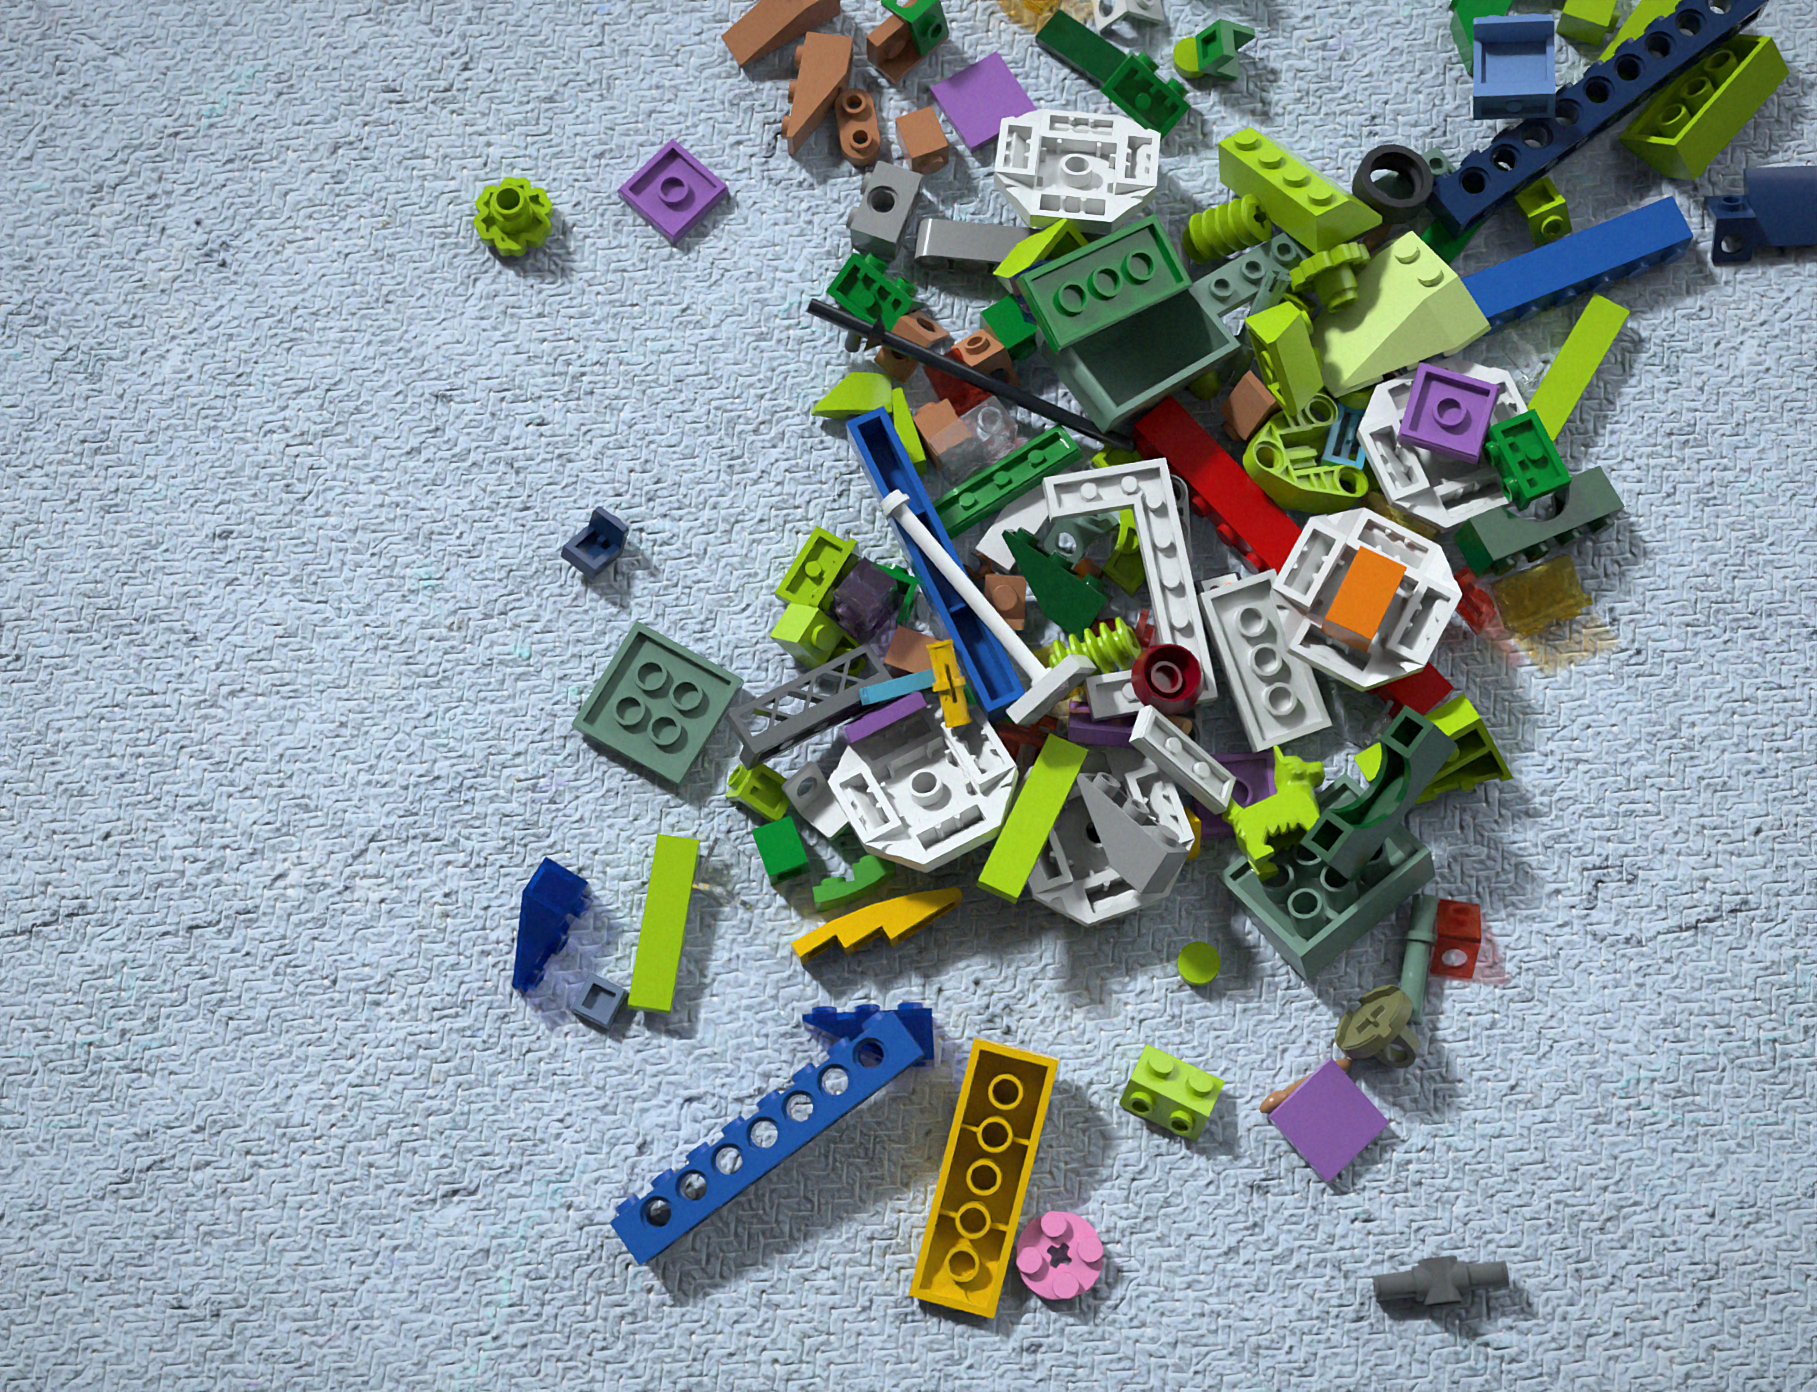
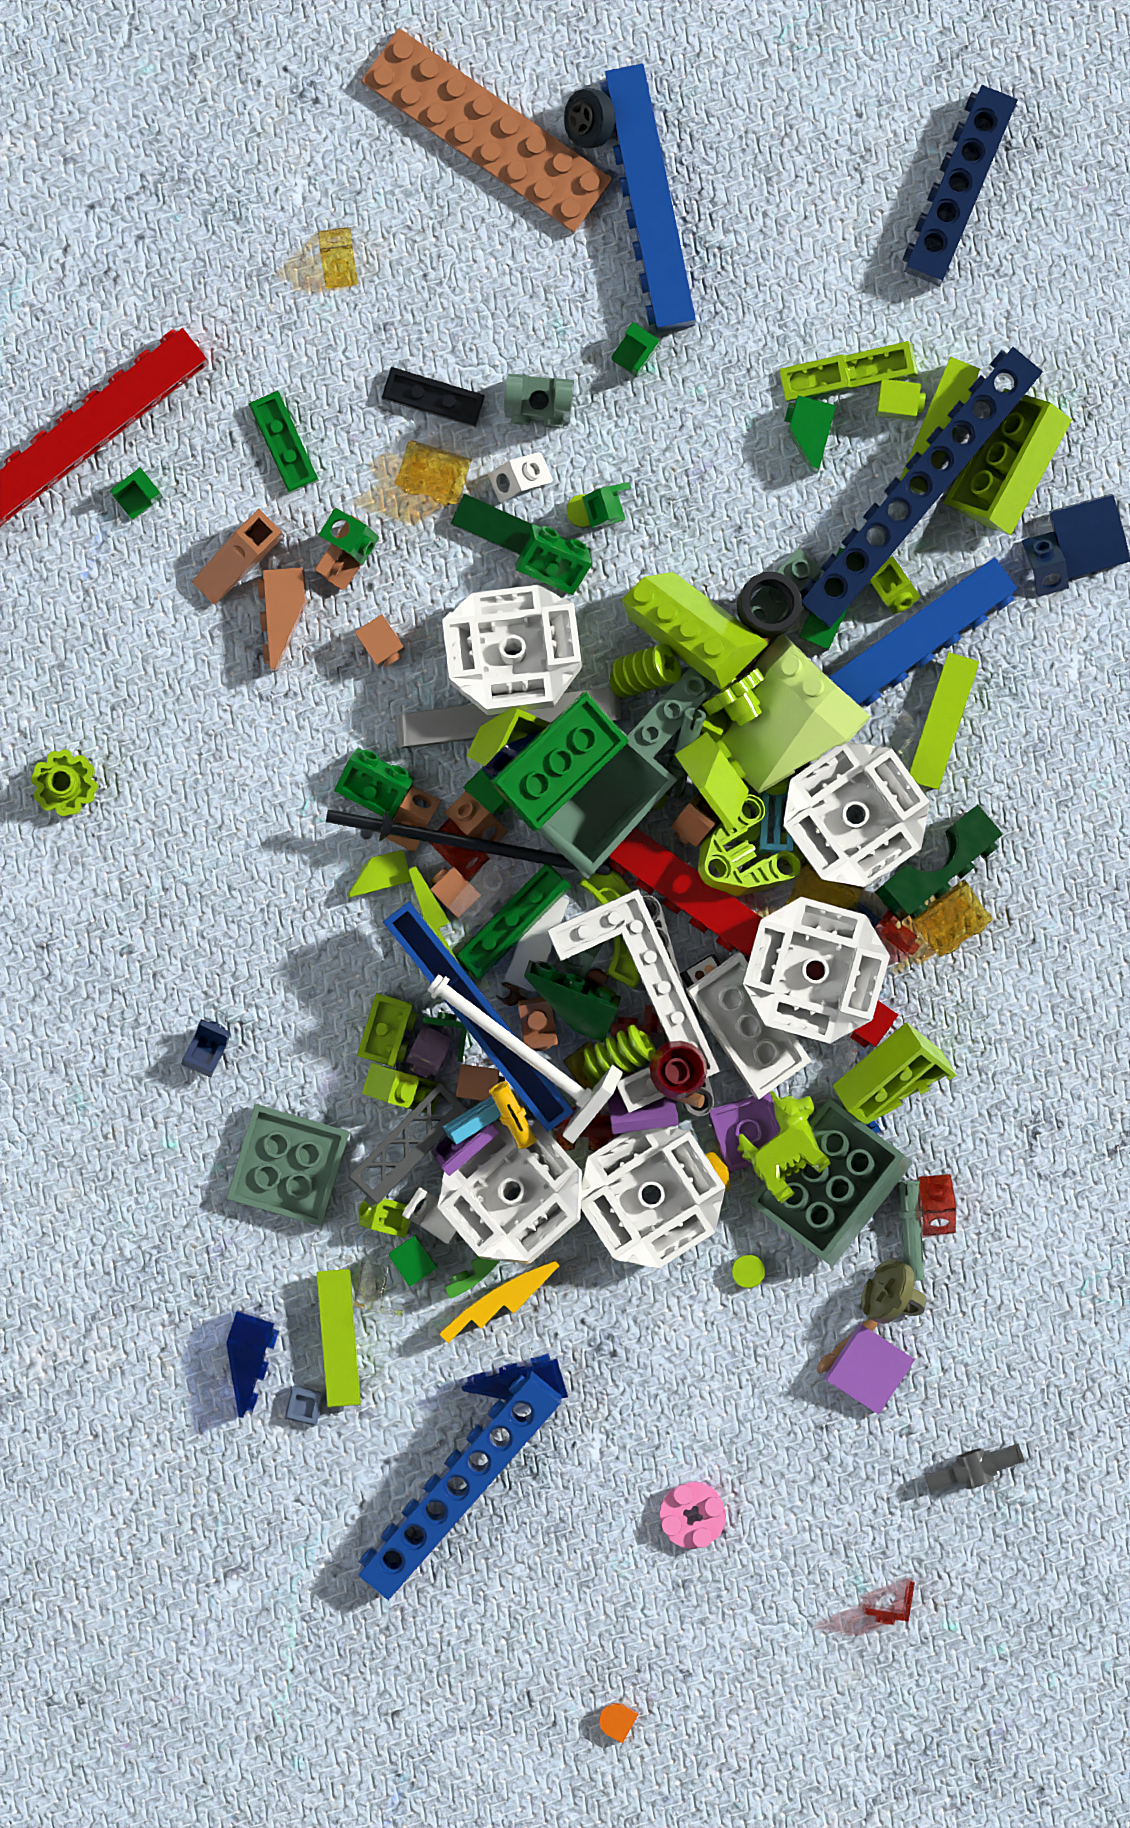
camera: 15 degrees left, 15 degrees up
(673, 191) = (187, 728): medium lavender tile -> none
(857, 124) = (322, 636): nougat plate -> none
(885, 231) = (368, 728): light grey brick -> none
(979, 99) = (421, 591): medium lavender tile -> none
(984, 1177) = (625, 1471): yellow slope -> none
(1032, 818) = (600, 1205): lime slope -> none
(1133, 842) = (678, 1201): light grey slope -> none
(1171, 1093) = (749, 1374): lime bracket -> none
(1182, 759) = (703, 1126): white tile -> none
(1363, 599) = (815, 978): orange panel -> none
(1409, 760) = (845, 1157): dark green arch -> none
(1448, 413) = (851, 797): medium lavender tile -> none
(1514, 67) = (847, 481): medium blue panel -> none
(1525, 459) = (918, 823): green bracket -> none

